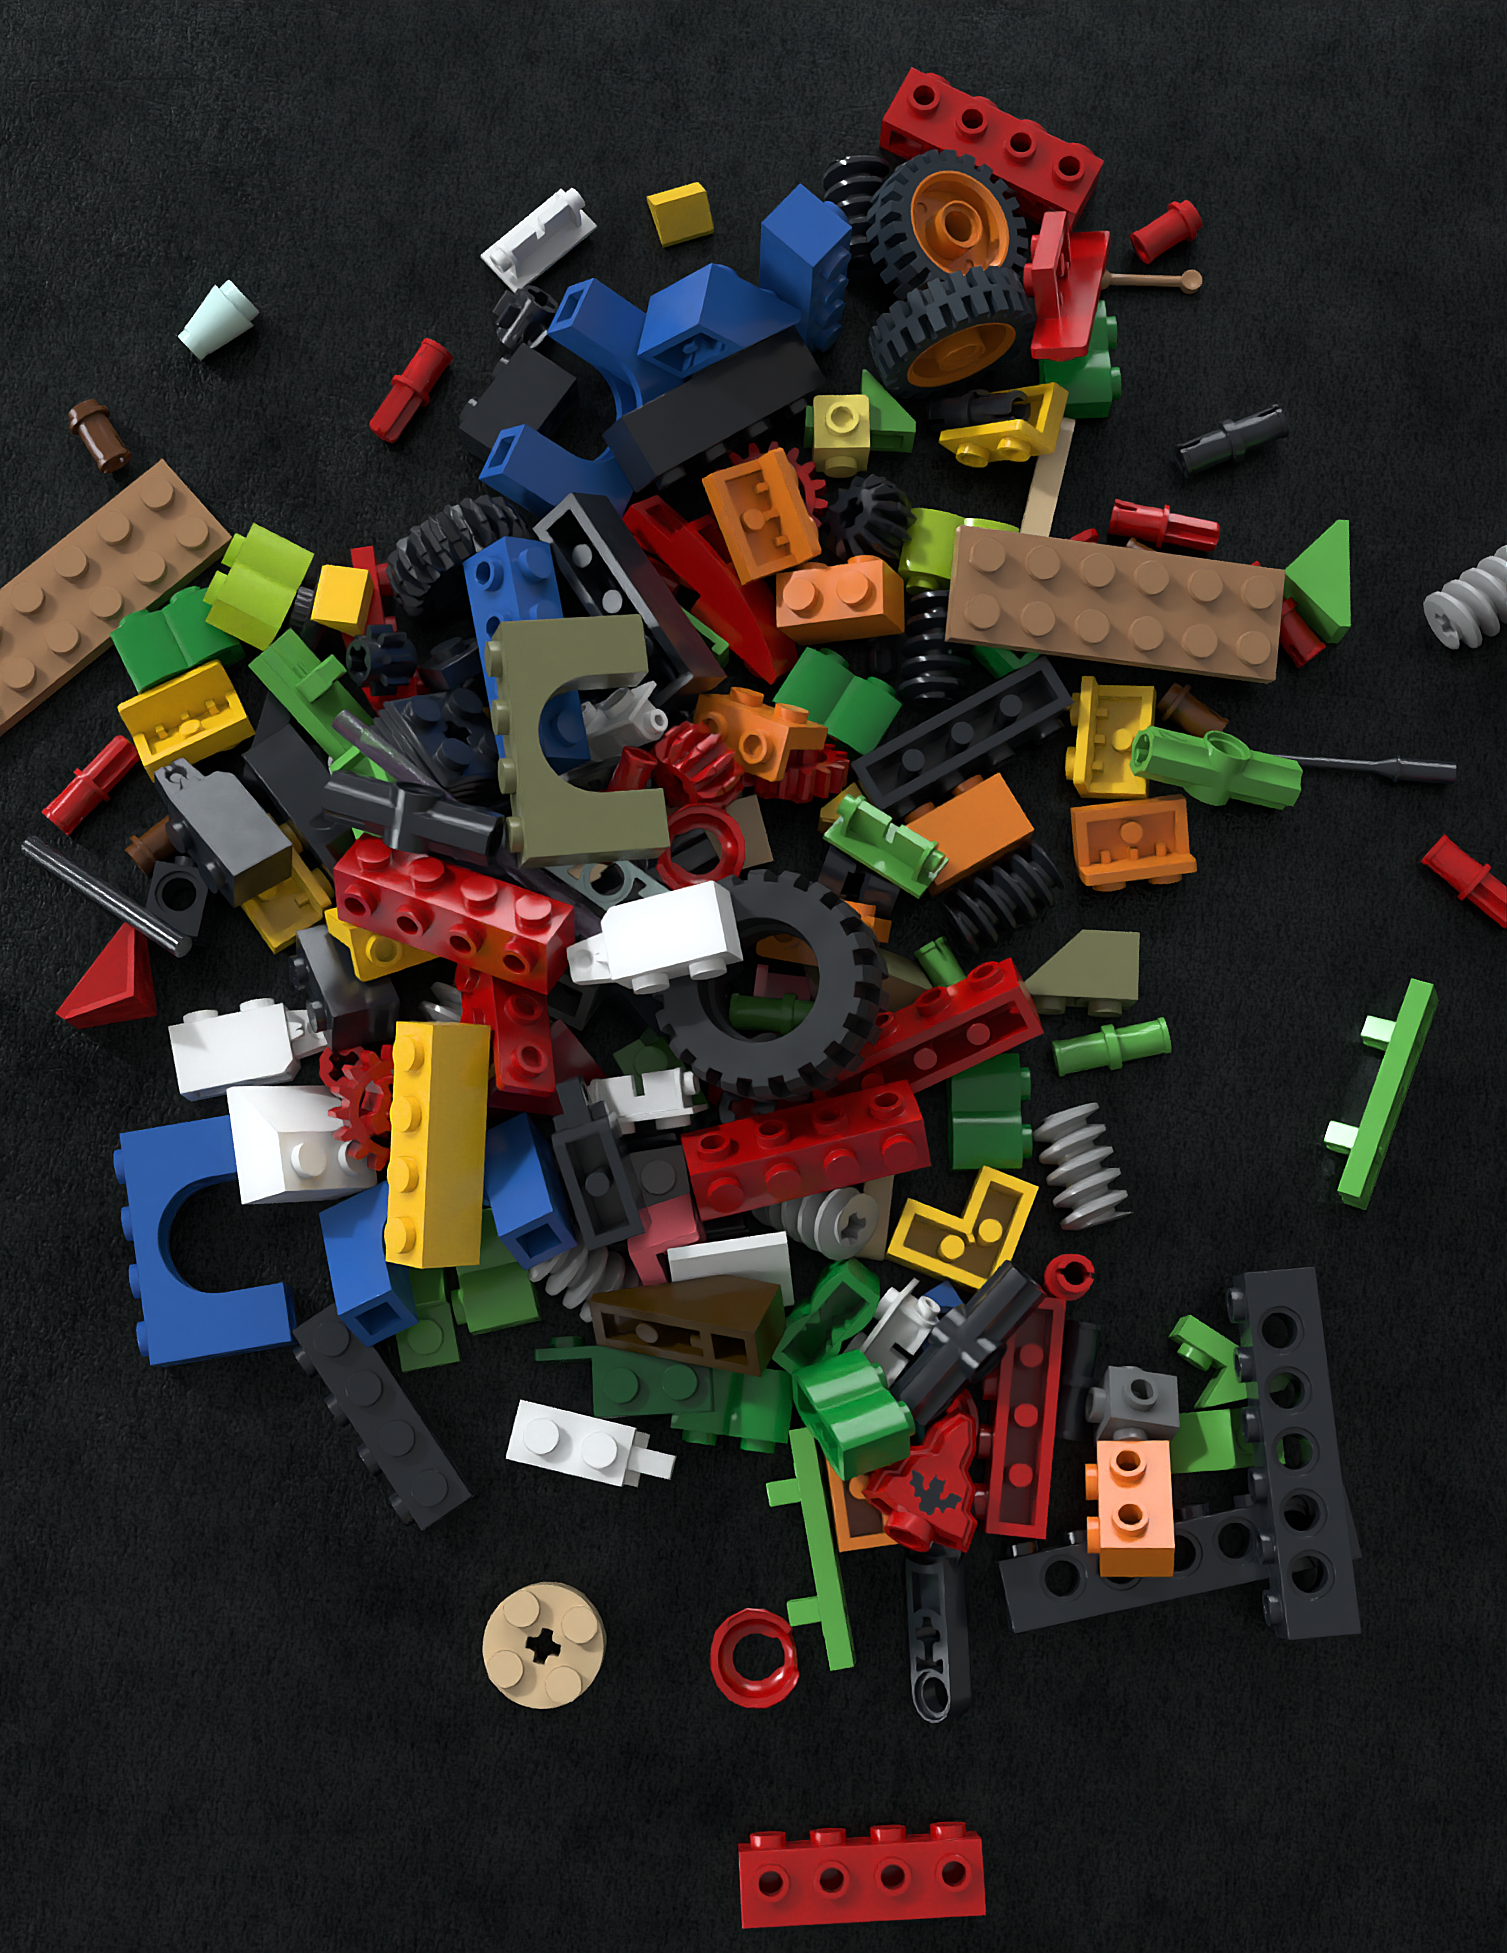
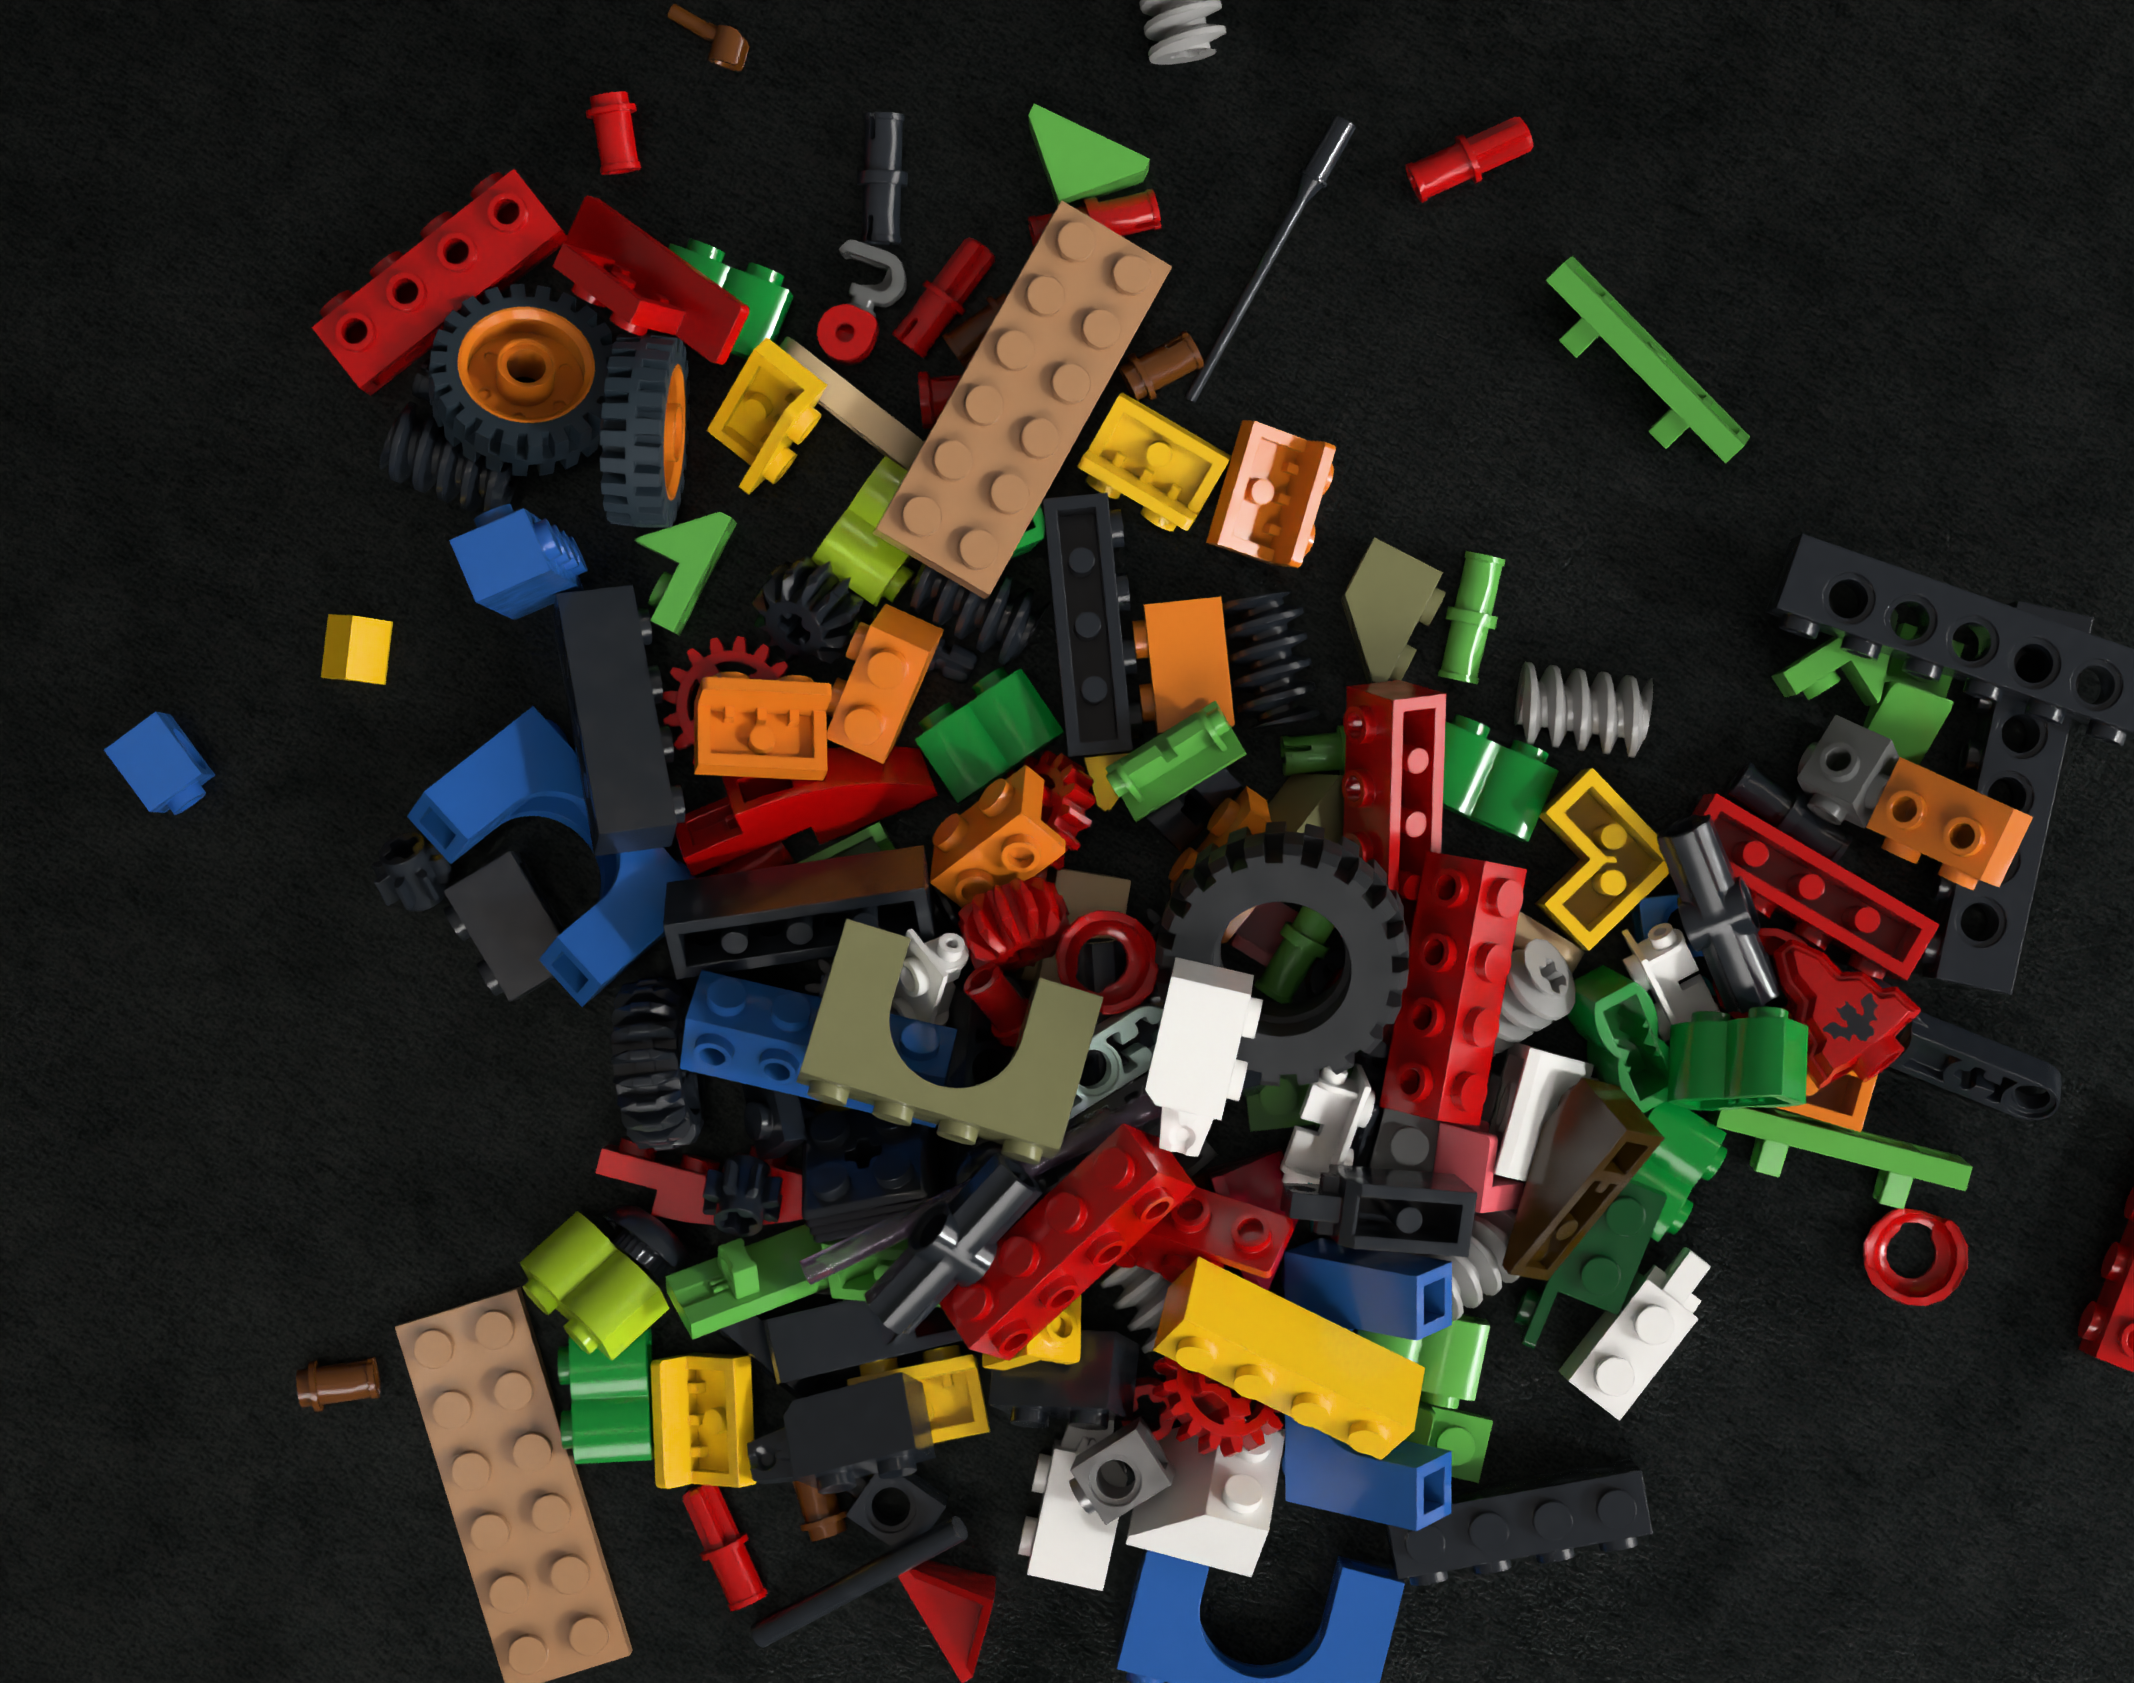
camera: 60 degrees left, 10 degrees up
(218, 320) = (262, 1201): light aqua cone -> none
(303, 1073) = (1138, 1449): none -> flat silver brick
(343, 599) = (656, 1208): yellow slope -> none
(410, 391) = (434, 1031): red axle -> none
(514, 1661) = (1842, 1437): tan brick -> none
(526, 105) = (161, 764): none -> blue brick
(540, 240) = (321, 817): white hinge -> none
(709, 320) = (526, 686): blue slope -> none
(841, 434) = (694, 595): light yellow bracket -> none
(976, 409) = (737, 439): black pin -> none
(1079, 1270) = (1706, 778): red pin -> none
(1103, 466) = (851, 329): none -> leg
(1188, 282) = (679, 134): medium nougat hinge -> none
(1215, 768) = (1236, 373): bright green piece -> none
(1272, 286) = (728, 45): none -> reddish brown hand

